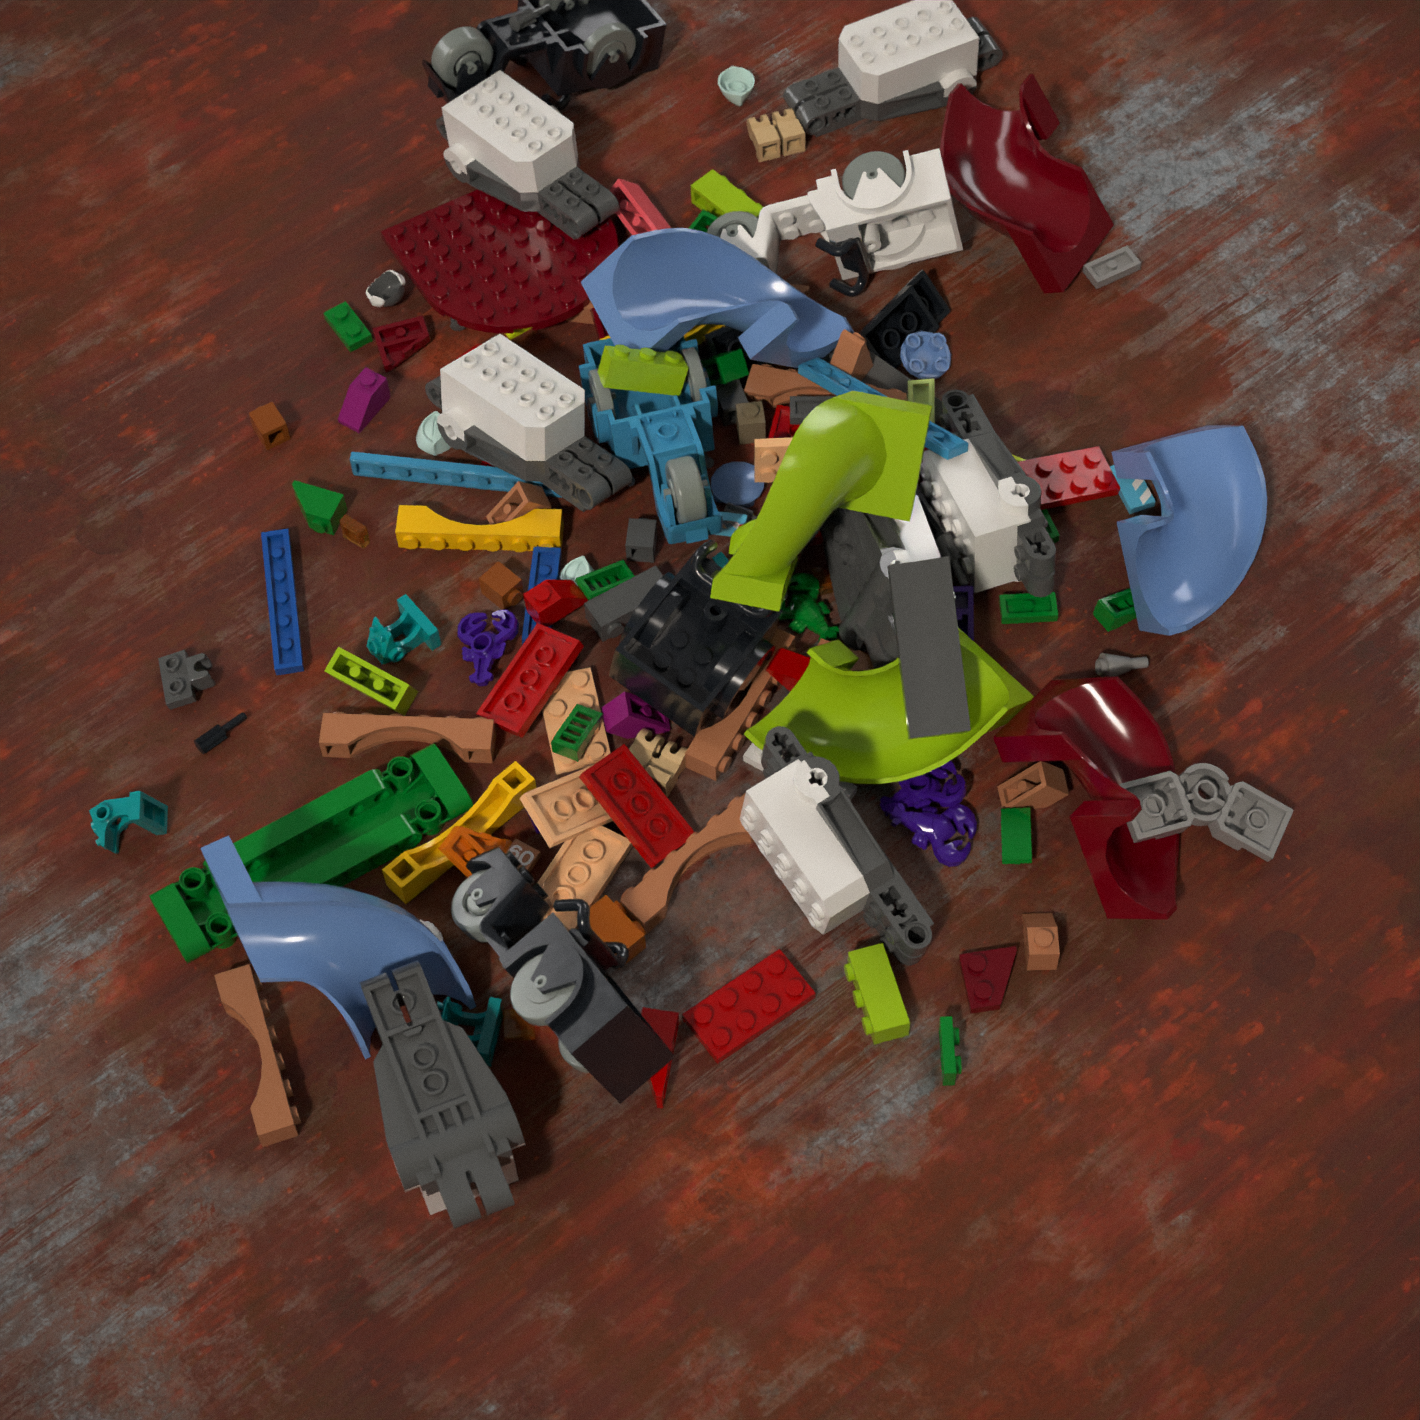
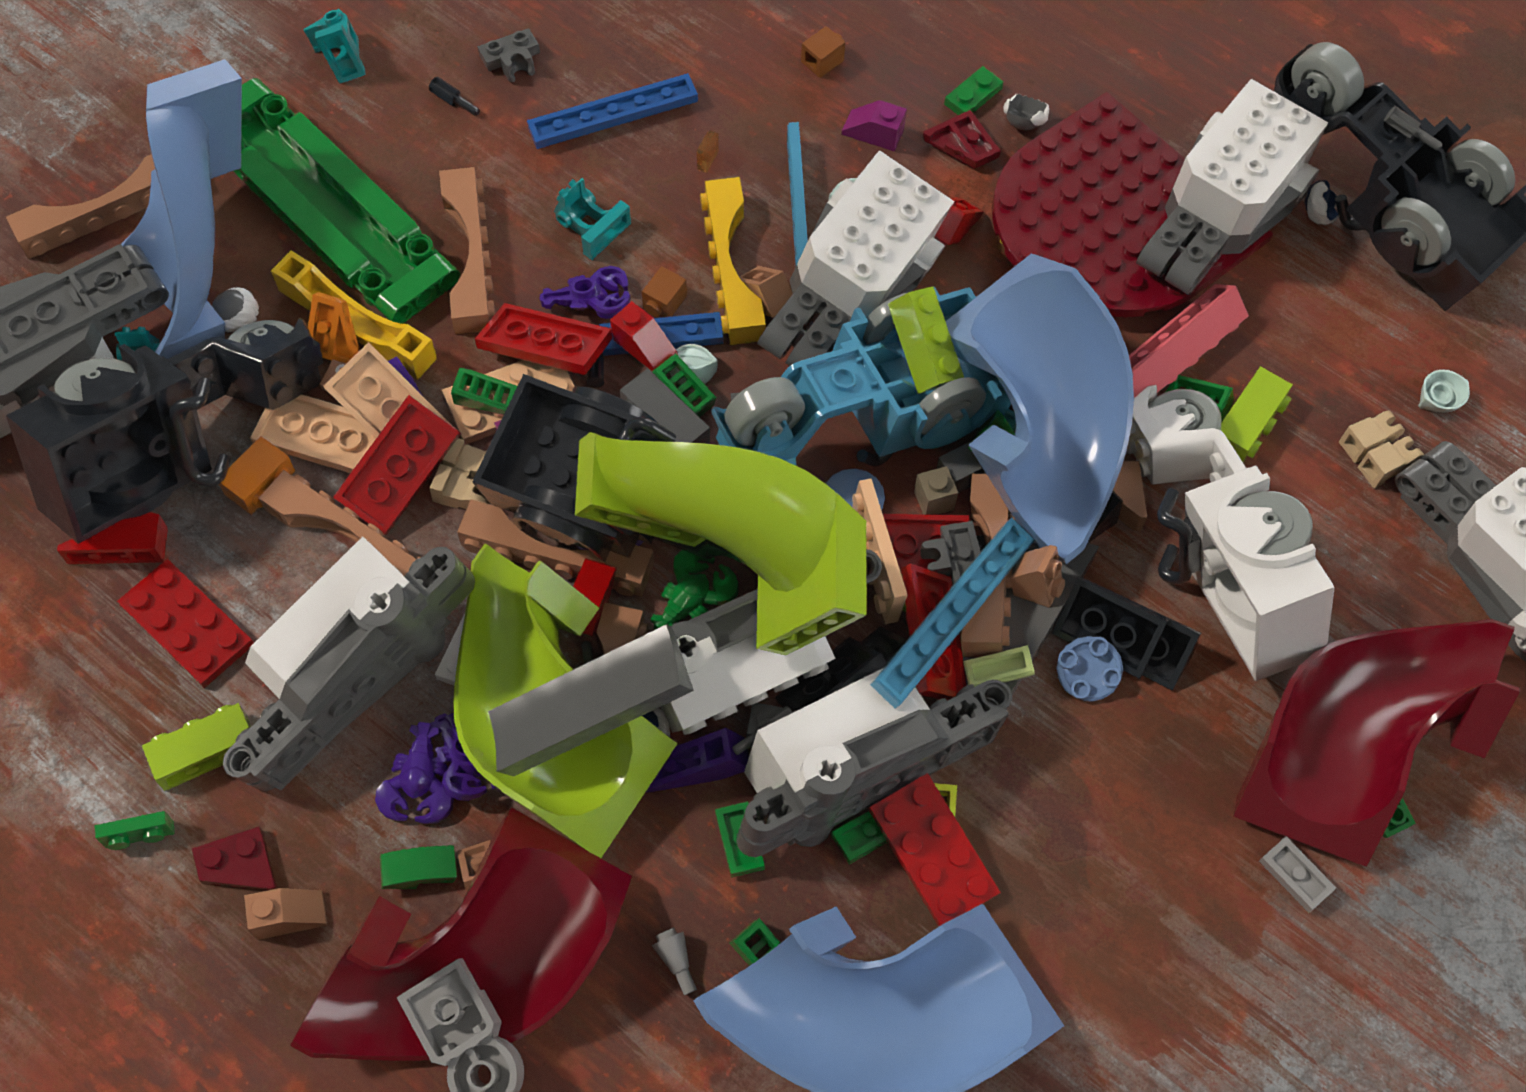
camera: 75 degrees right, 5 degrees up
(320, 507) = (730, 114): green slope -> none
(371, 681) = (521, 201): lime brick -> none

